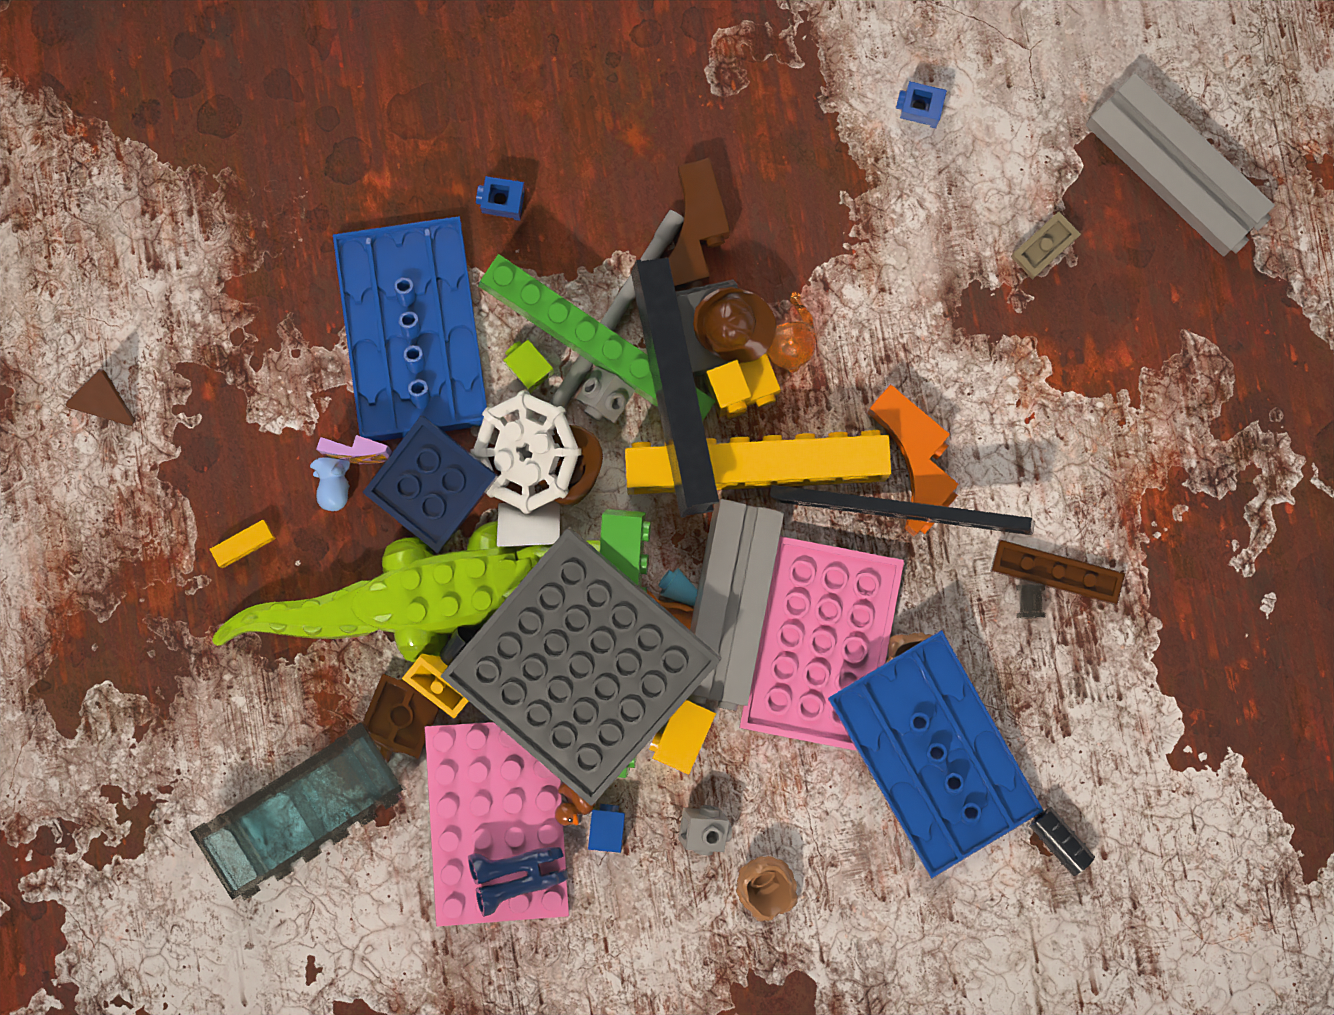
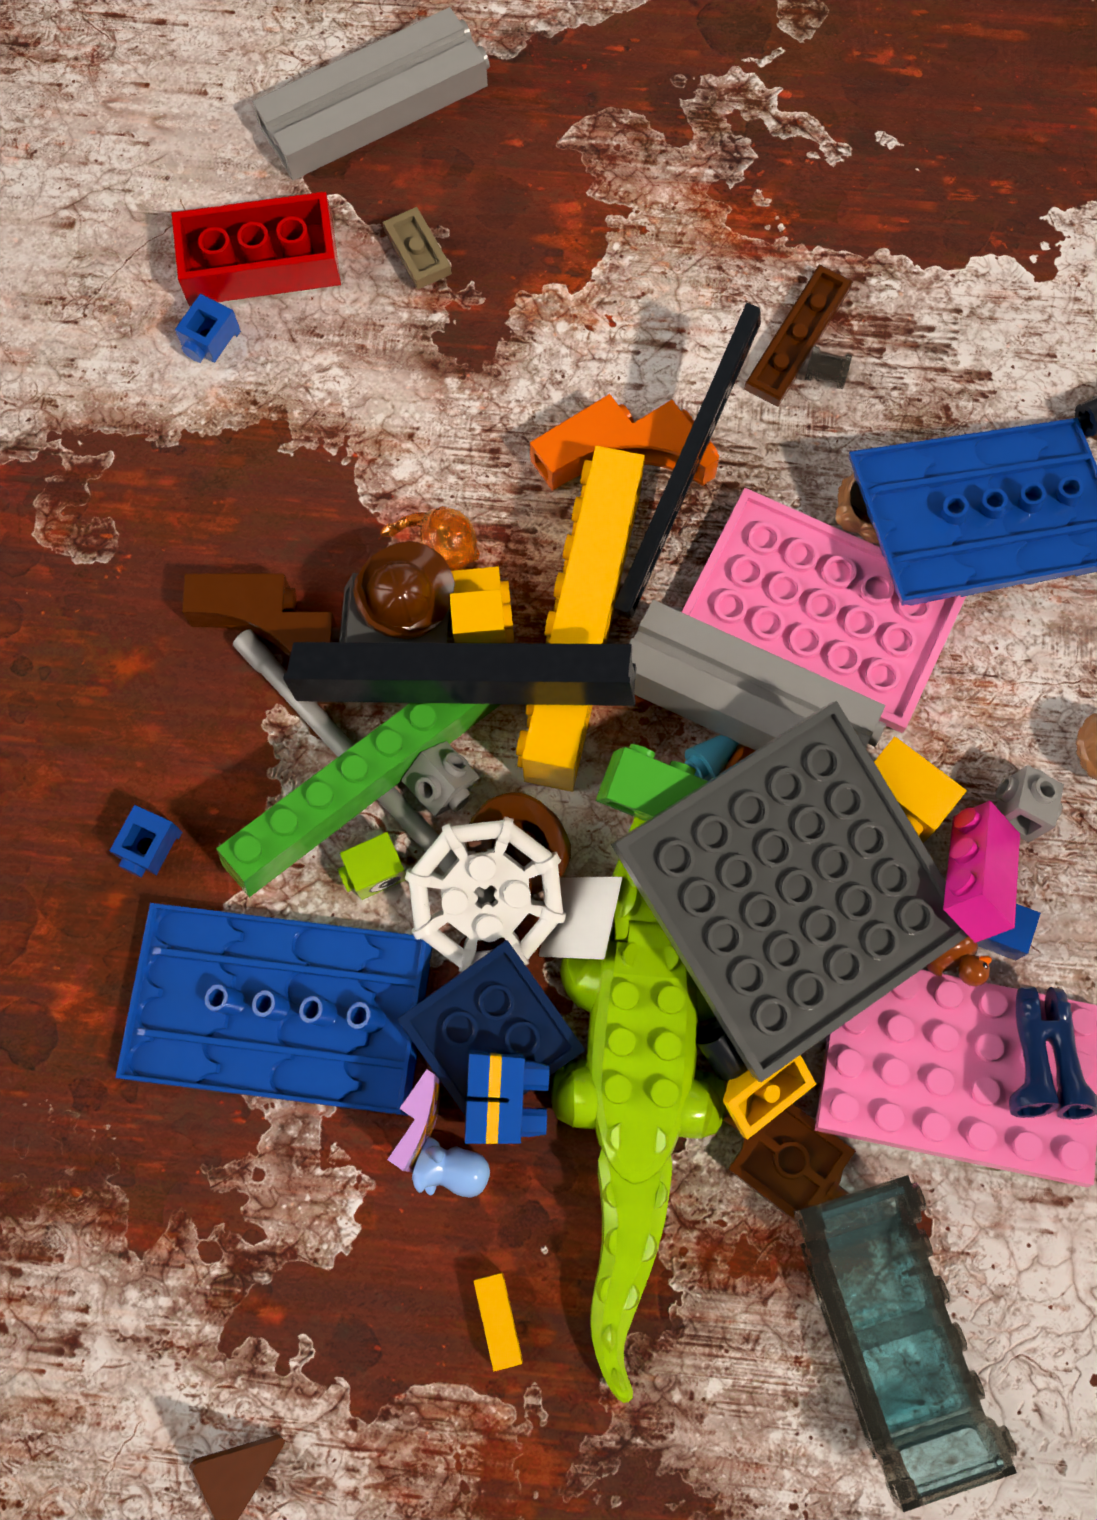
camera: 70 degrees left, 10 degrees down
(385, 499) = (503, 1119): none -> blue hips
(636, 801) = (982, 872): none -> dark pink brick
(1002, 120) = (256, 248): none -> red brick

